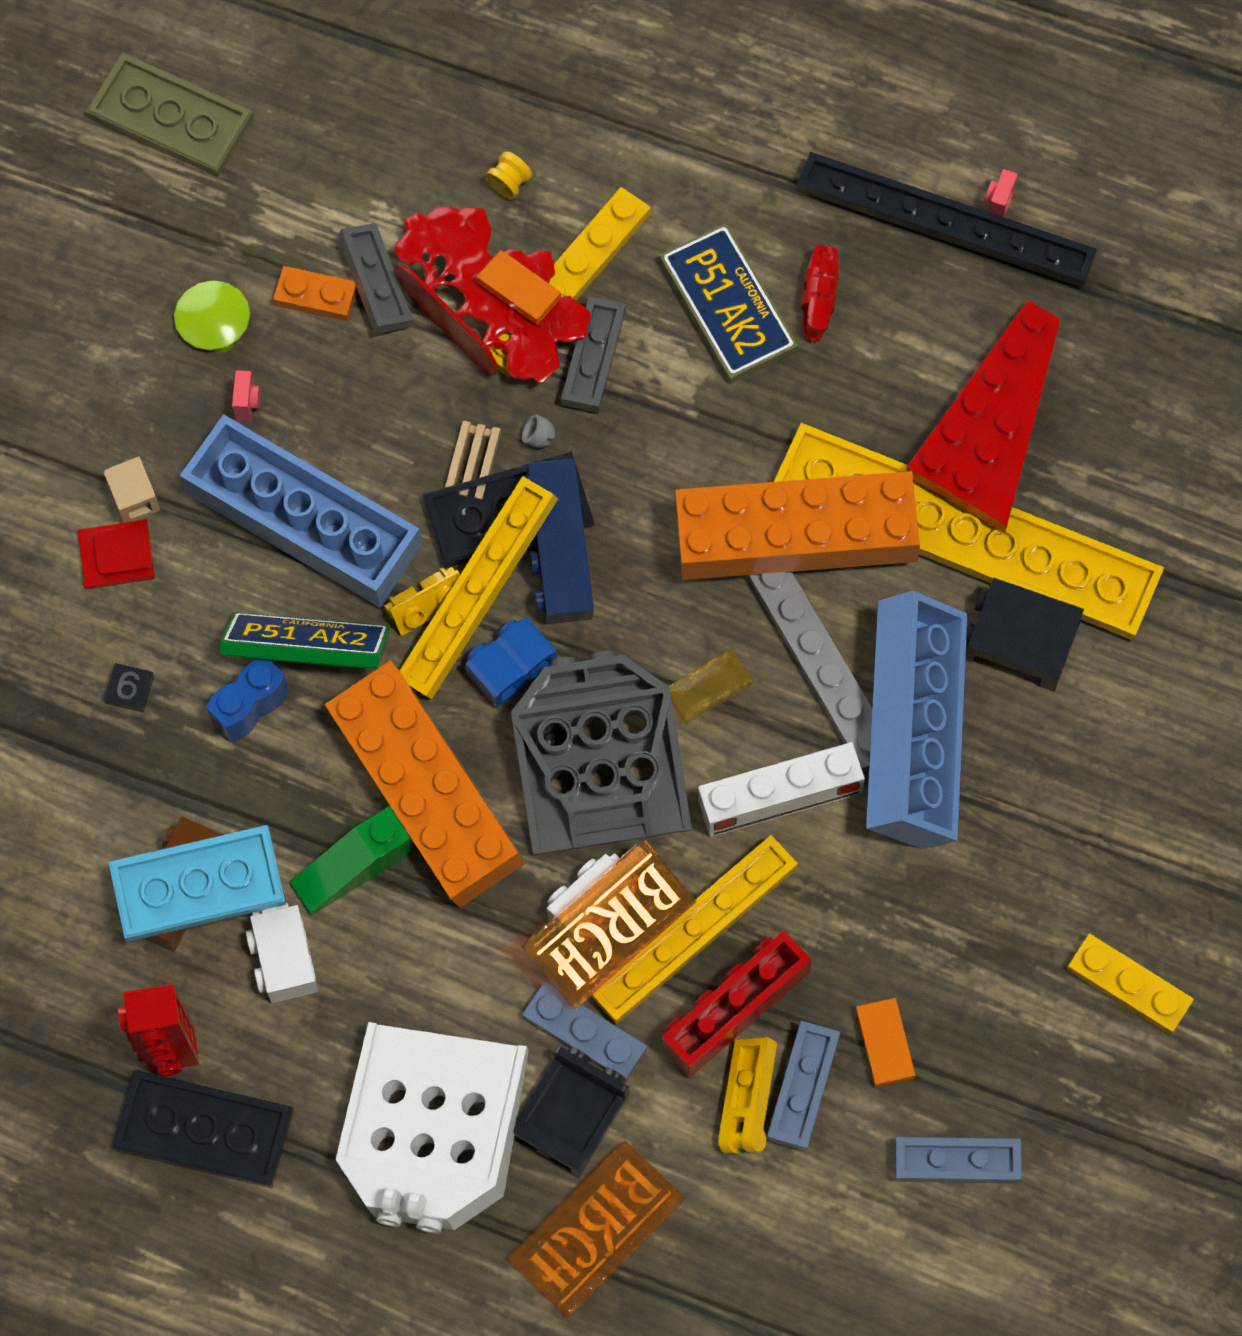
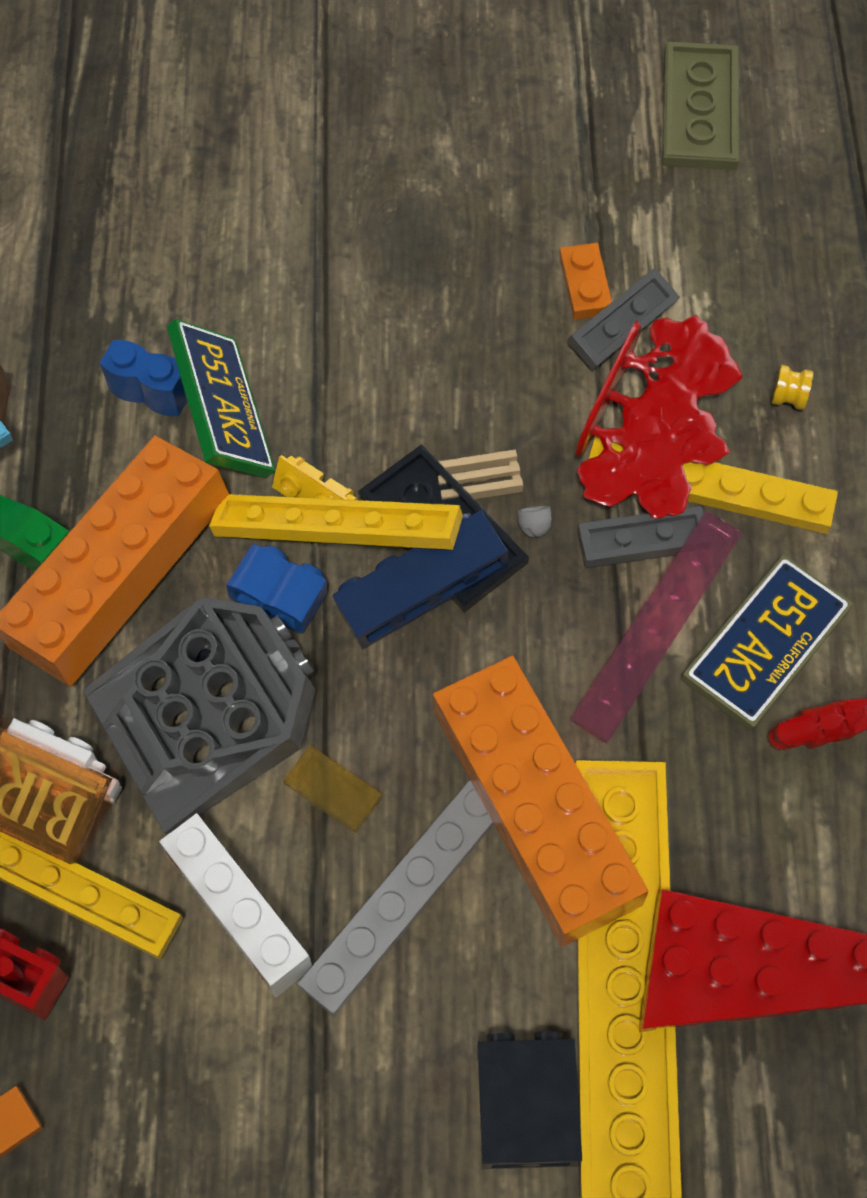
camera: 65 degrees right, 5 degrees down
(116, 554) = (254, 229): red piece -> none
(129, 687) = (127, 286): black tile -> none
(132, 490) = (315, 211): tan panel -> none
(212, 316) = (520, 210): lime dish -> none
(245, 396) = (450, 260): coral plate -> none
(301, 510) = (350, 348): medium blue brick -> none
(518, 287) = (672, 434): orange tile -> none
(681, 378) = (656, 627): none -> clear pink tile
(917, 720) = (363, 1018): medium blue brick -> none

